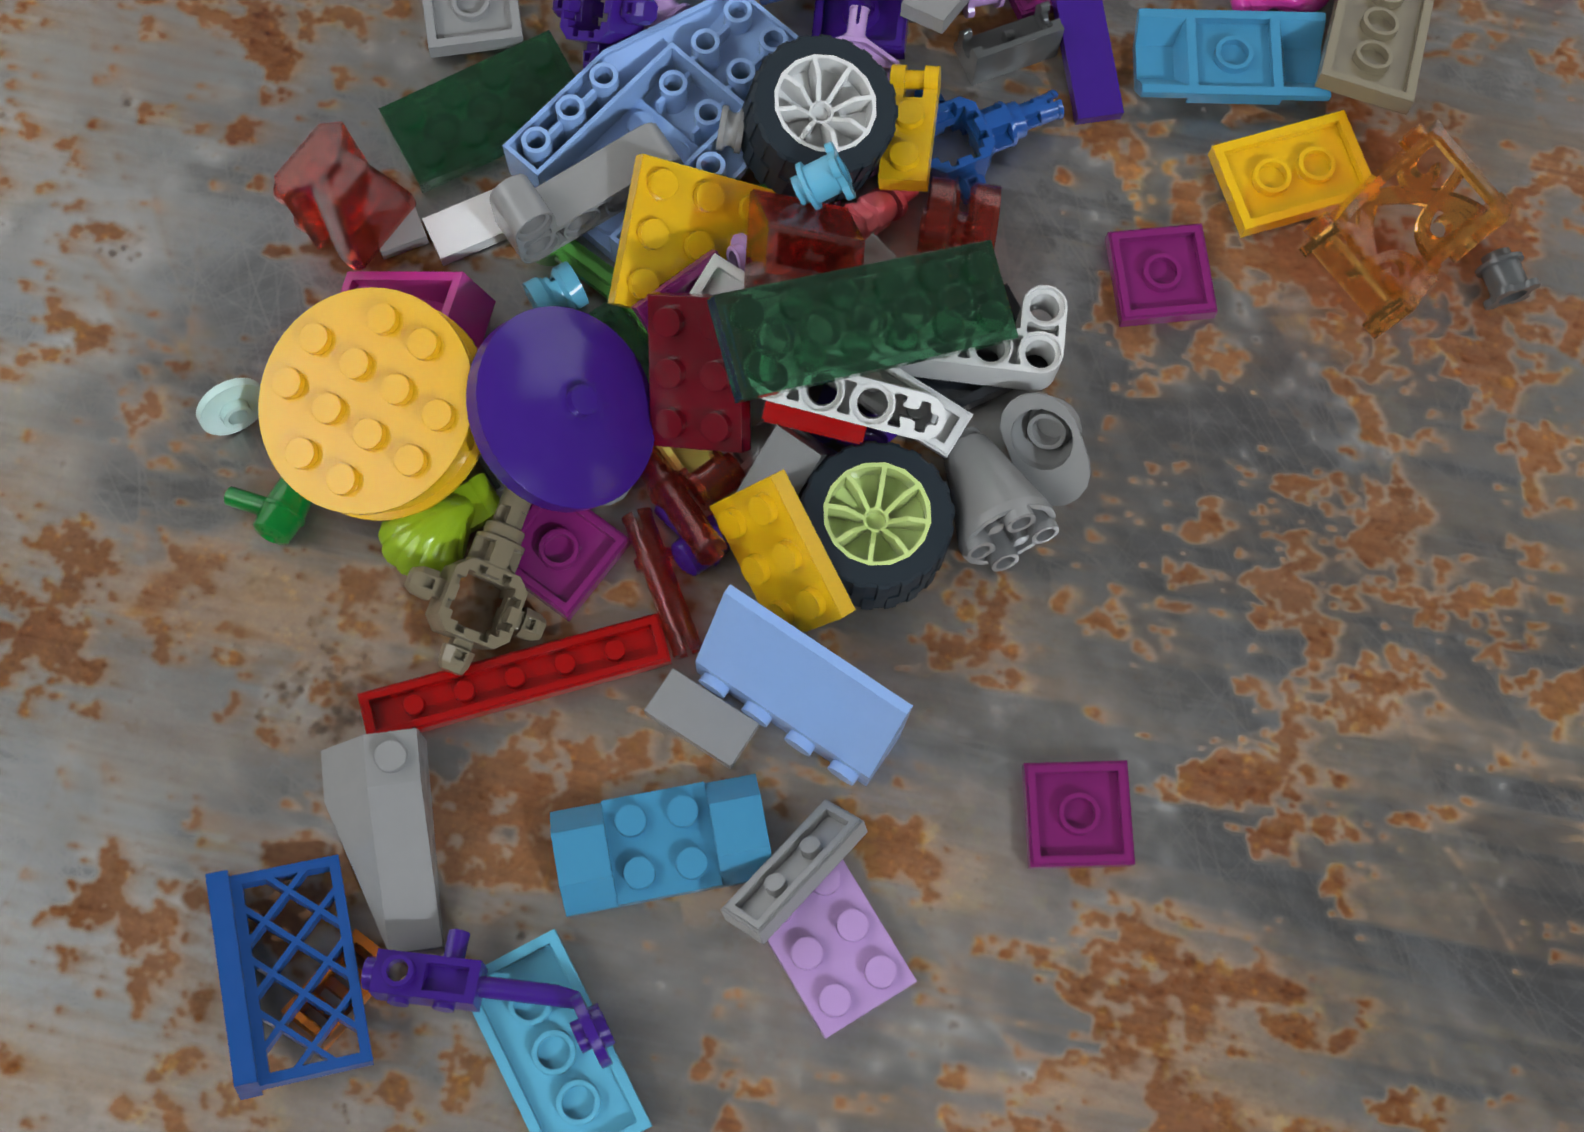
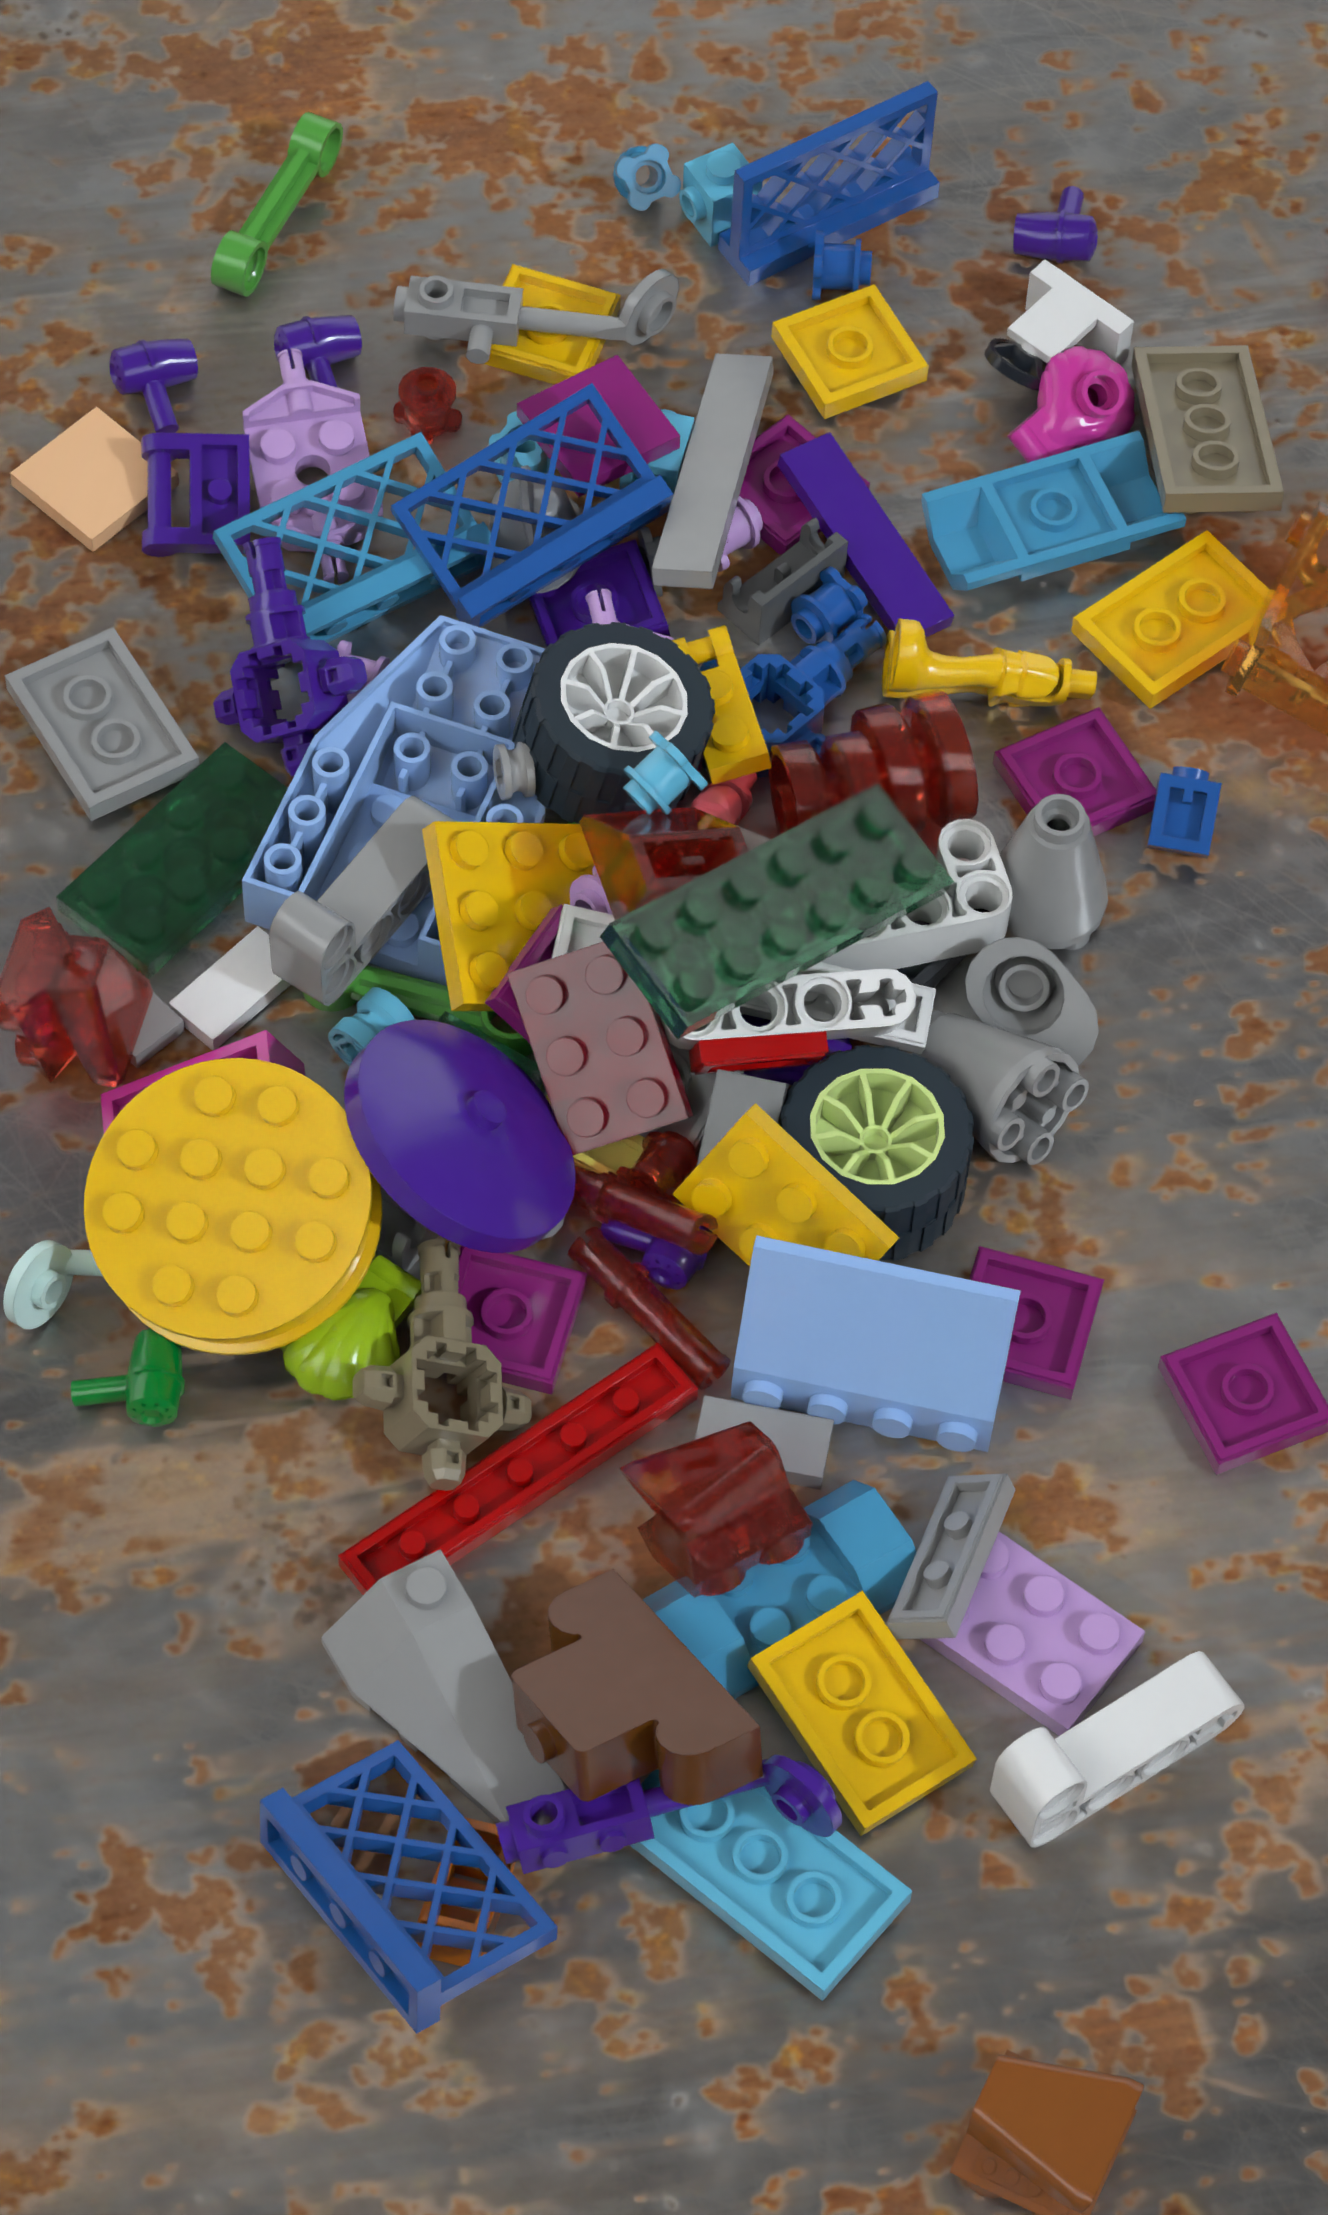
camera: 20 degrees left, 15 degrees down
(496, 905) = (630, 1701): none -> reddish brown brick
(631, 772) = (718, 1508): none -> clear red piece
(676, 969) = (861, 1712): none -> yellow plate
(854, 1069) = (1061, 1781): none -> white beam
(946, 691) = (1050, 1319): none -> magenta tile
(1030, 76) = (827, 609): none -> blue brick
(1038, 225) = (922, 758): none -> clear red wheel
(1103, 354) = (1055, 876): none -> light grey cone
(1139, 175) = (1003, 676): none -> yellow piece
(1229, 331) = (1184, 812): none -> blue bracket

